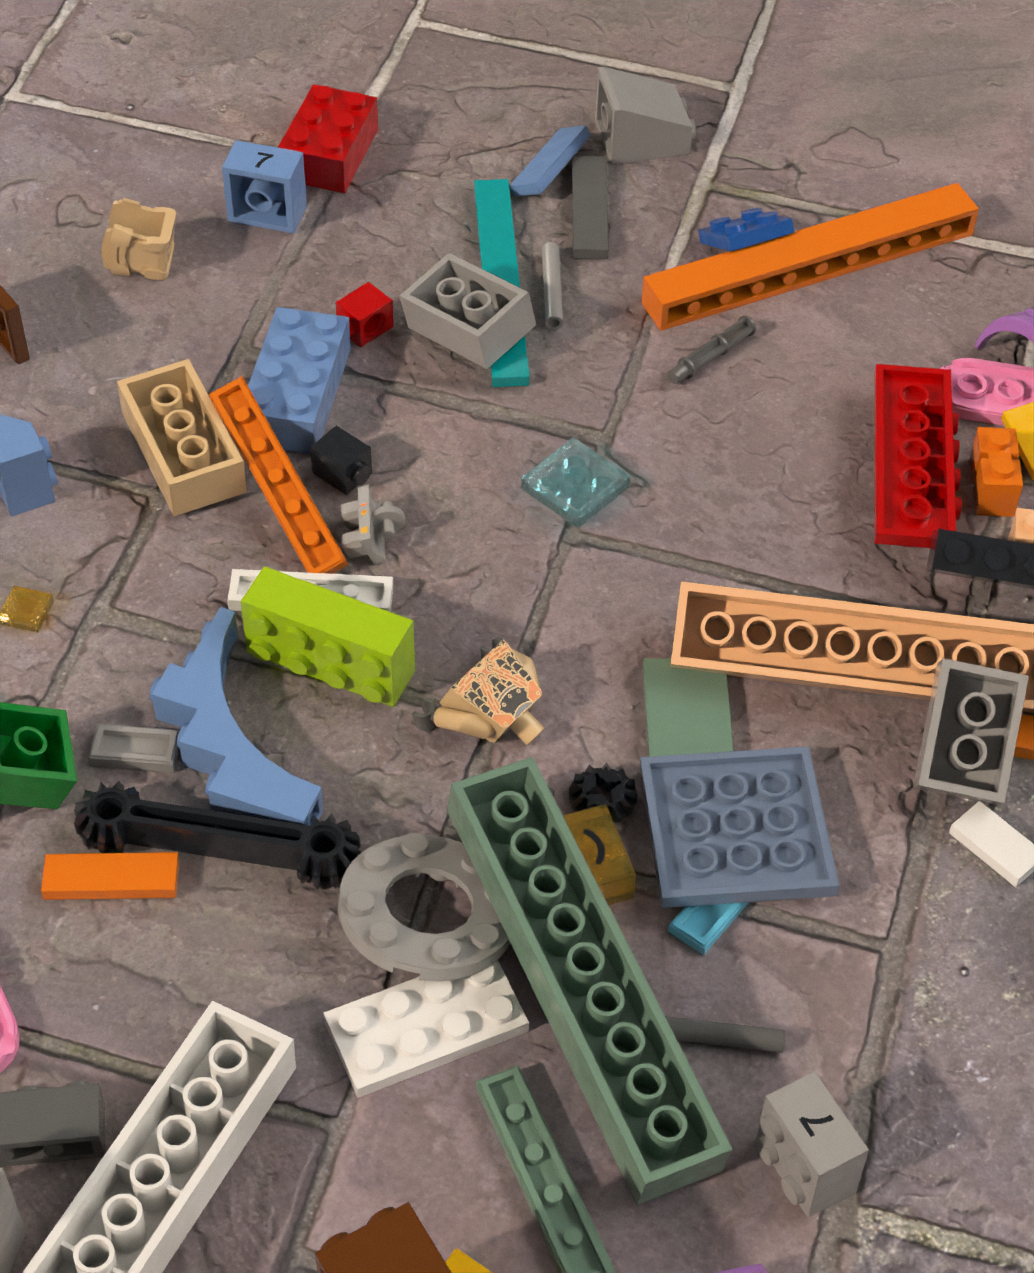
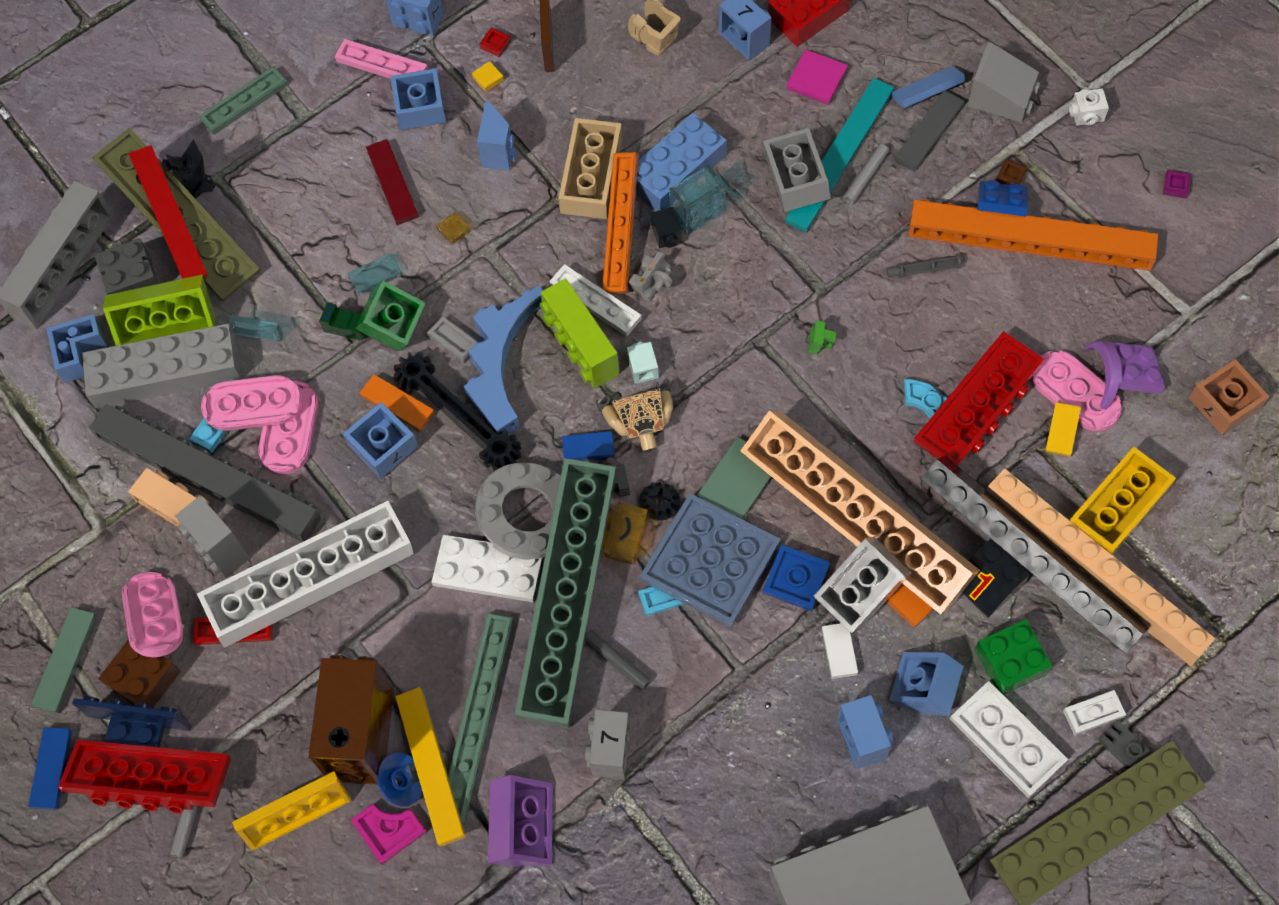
camera: 40 degrees right, 15 degrees up
(129, 932) = (380, 440): none -> medium blue brick
(366, 396) = (698, 199): none -> clear light blue brick
(368, 313) = (744, 139): red brick -> none
(399, 211) = (816, 77): none -> dark pink tile
(430, 788) = (588, 446): none -> blue tile
(442, 633) = (642, 362): none -> light aqua brick
(575, 482) = (781, 310): clear light blue plate -> none
(651, 487) = (820, 337): none -> bright green tile
(726, 204) = (1011, 173): none -> reddish brown tile
(761, 97) = (1089, 107): none -> white brick
(838, 493) = (922, 396): none -> medium azure tile
(867, 785) = (796, 577): none -> blue plate
(922, 135) = (1176, 184): none -> magenta tile
(996, 471) = (1016, 440): orange piece -> none

